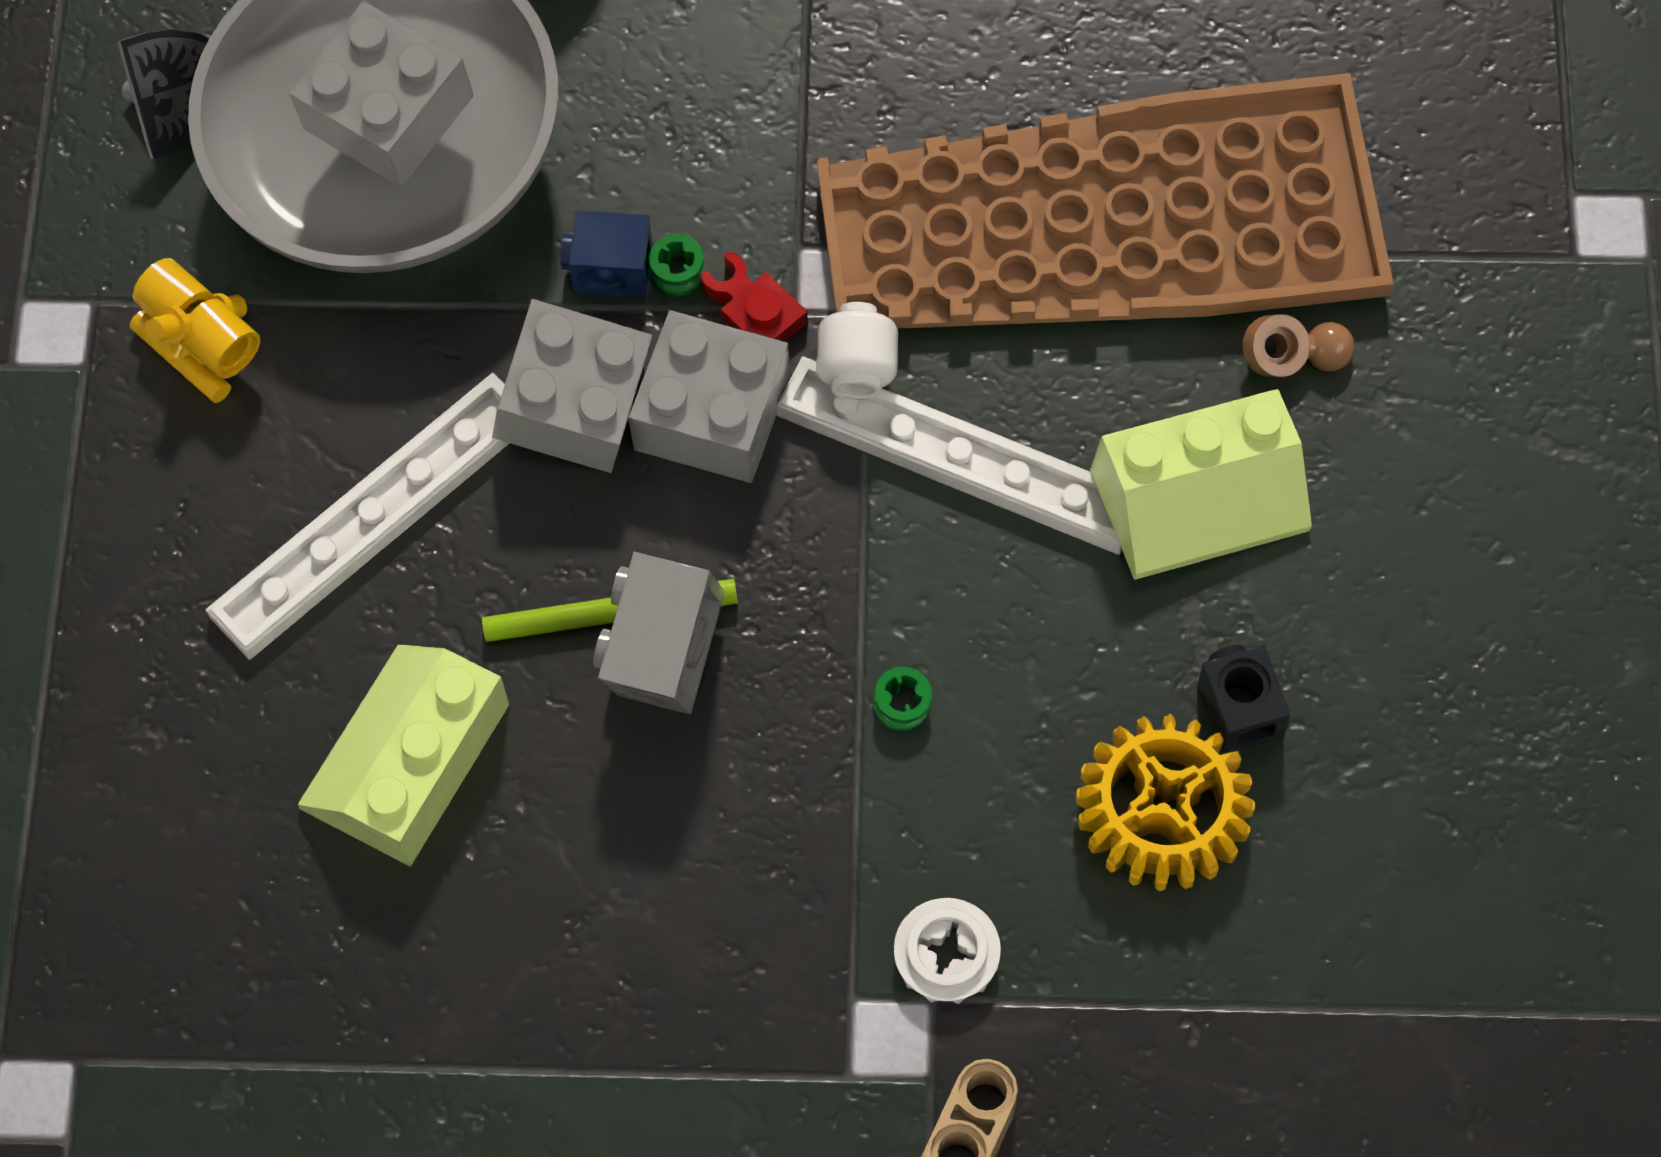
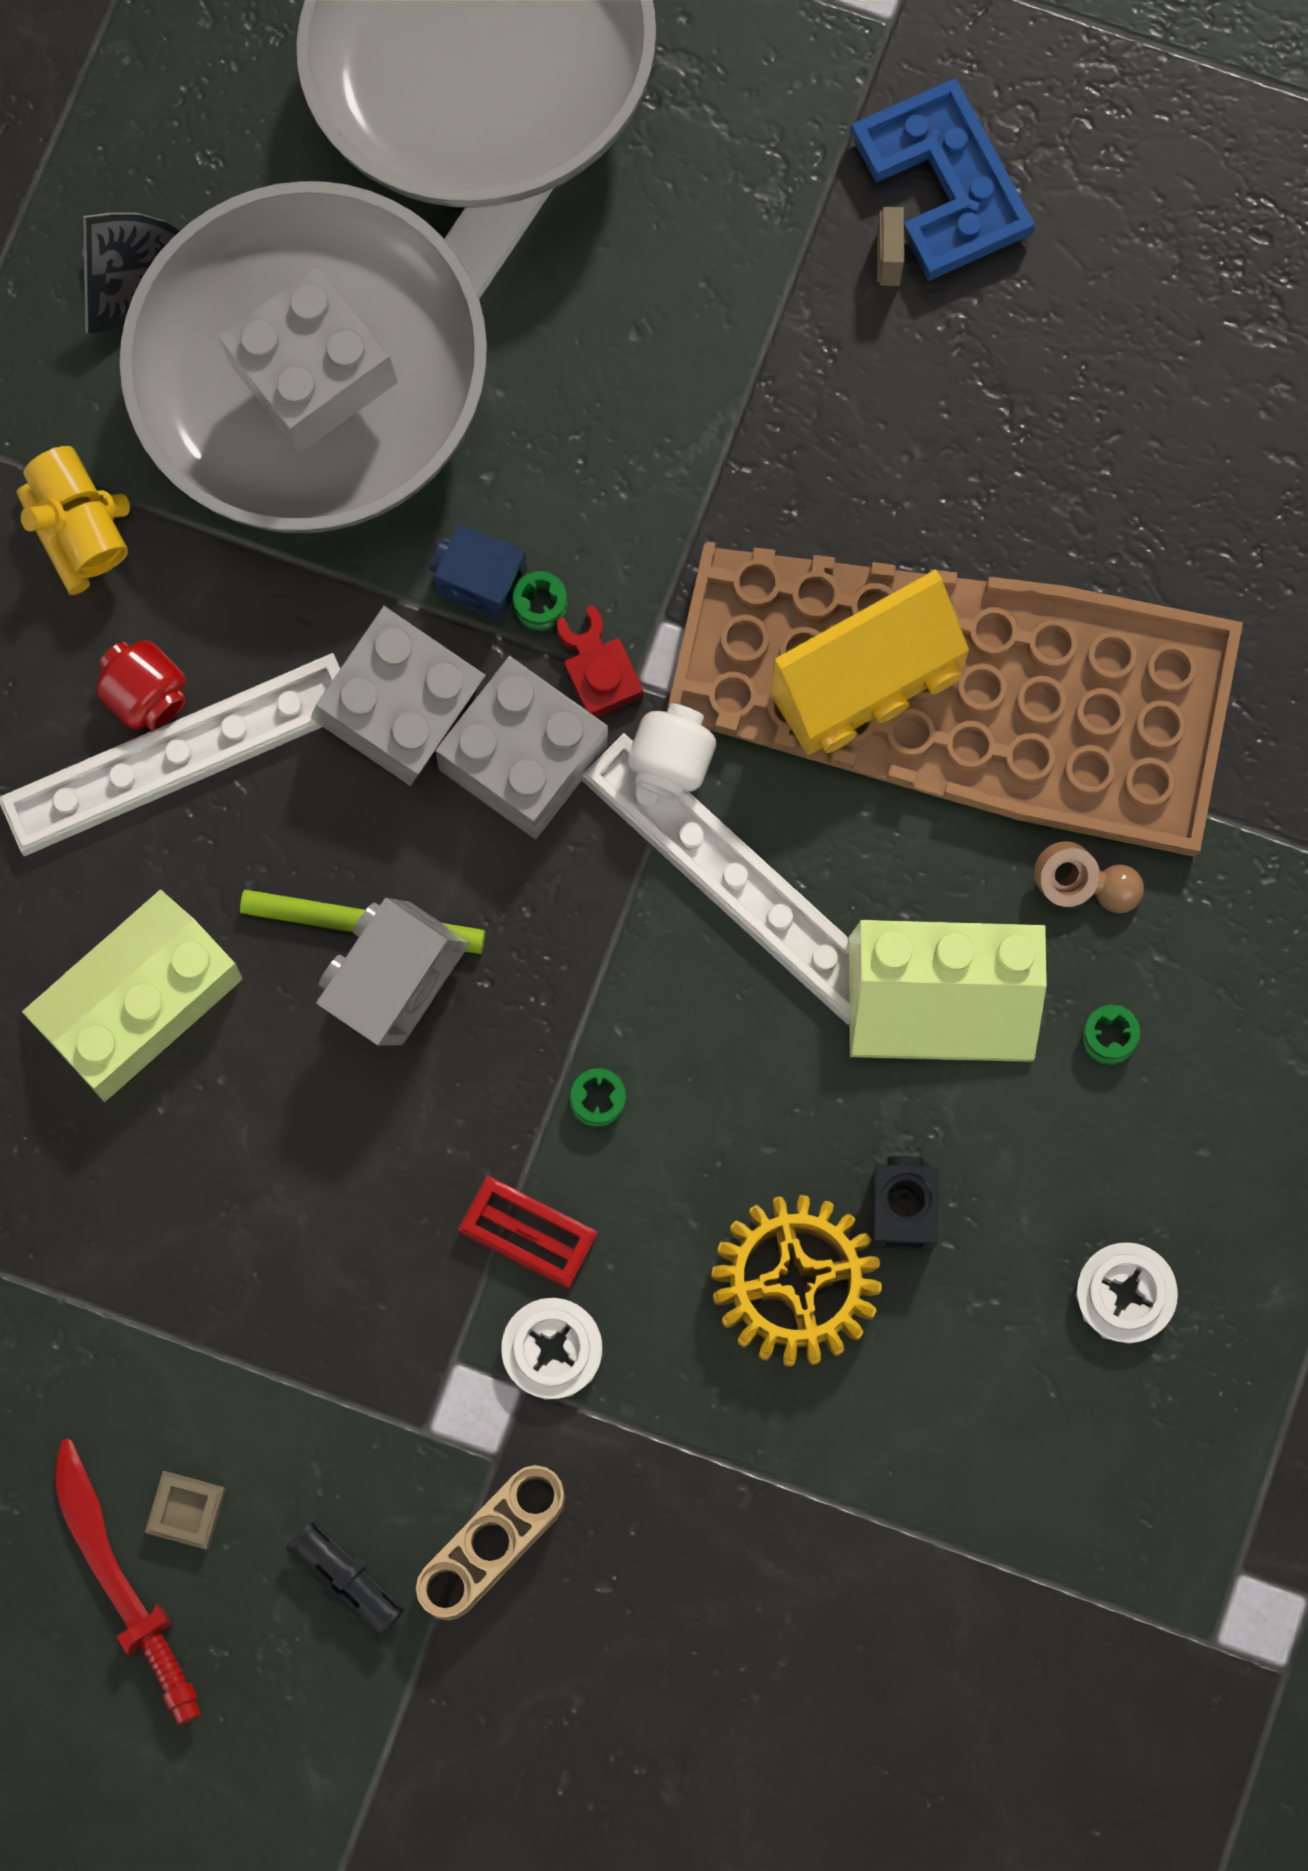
camera: 15 degrees right, 10 degrees up
(314, 459) = (141, 685): none -> red head
(878, 872) = (574, 1256): none -> red tile
(1019, 206) = (870, 665): none -> yellow slope
(1387, 493) = (1107, 1016): none -> green bush
(1511, 695) = (1154, 1285): none -> white gear

